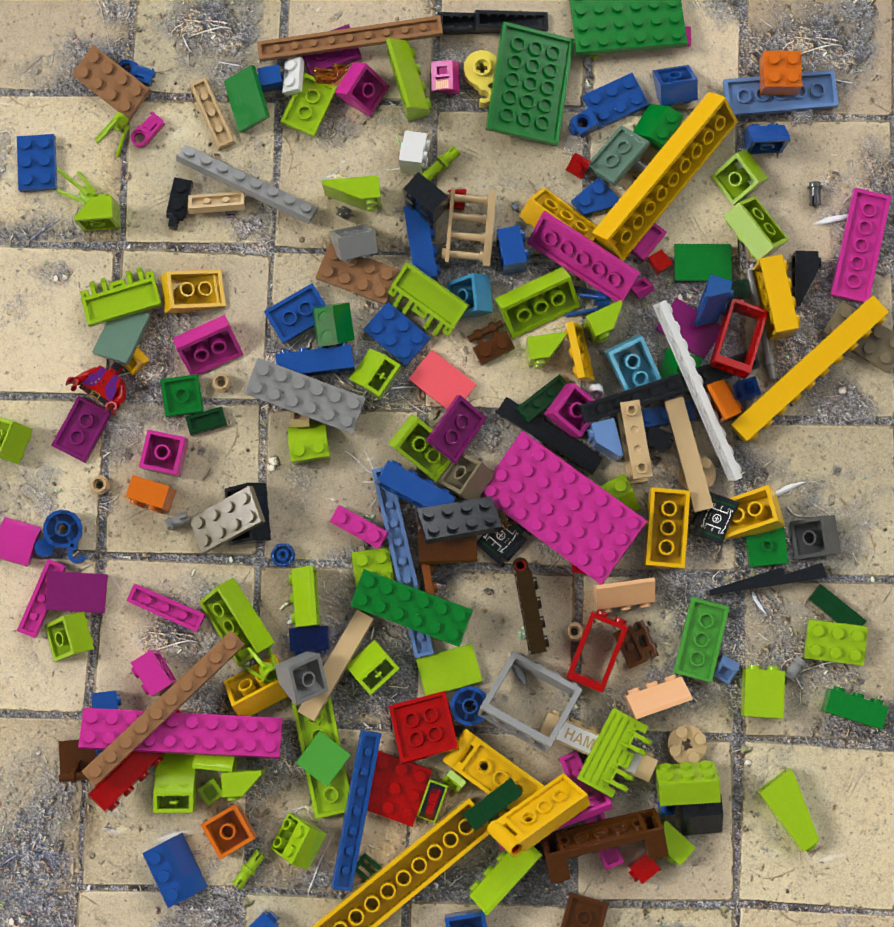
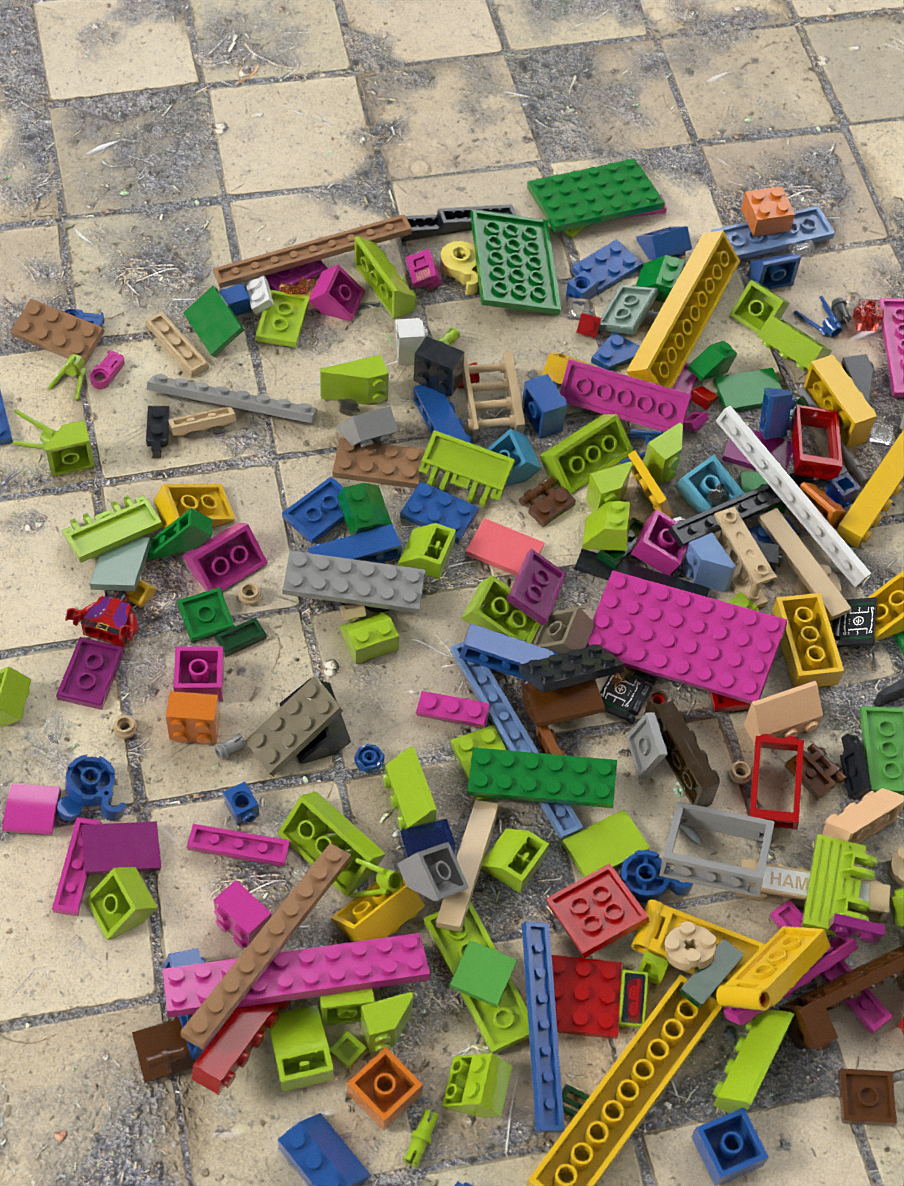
camera: 20 degrees left, 25 degrees down
(168, 568) = (238, 795): none -> blue brick
(174, 320) = (182, 535): none -> green slope
(479, 791) = (694, 935): none -> tan plate
(503, 597) = (646, 745): none -> light grey plate
(531, 386) = (608, 527): none -> lime slope
(621, 802) = (865, 930): none -> magenta plate
(633, 378) = (718, 495): none -> clear smoke plate
(667, 648) = (854, 767): none -> black hinge
(676, 230) = (713, 361): none -> green slope
(800, 208) = (830, 325): none -> blue plant
(836, 204) = (867, 315): none -> clear red brick

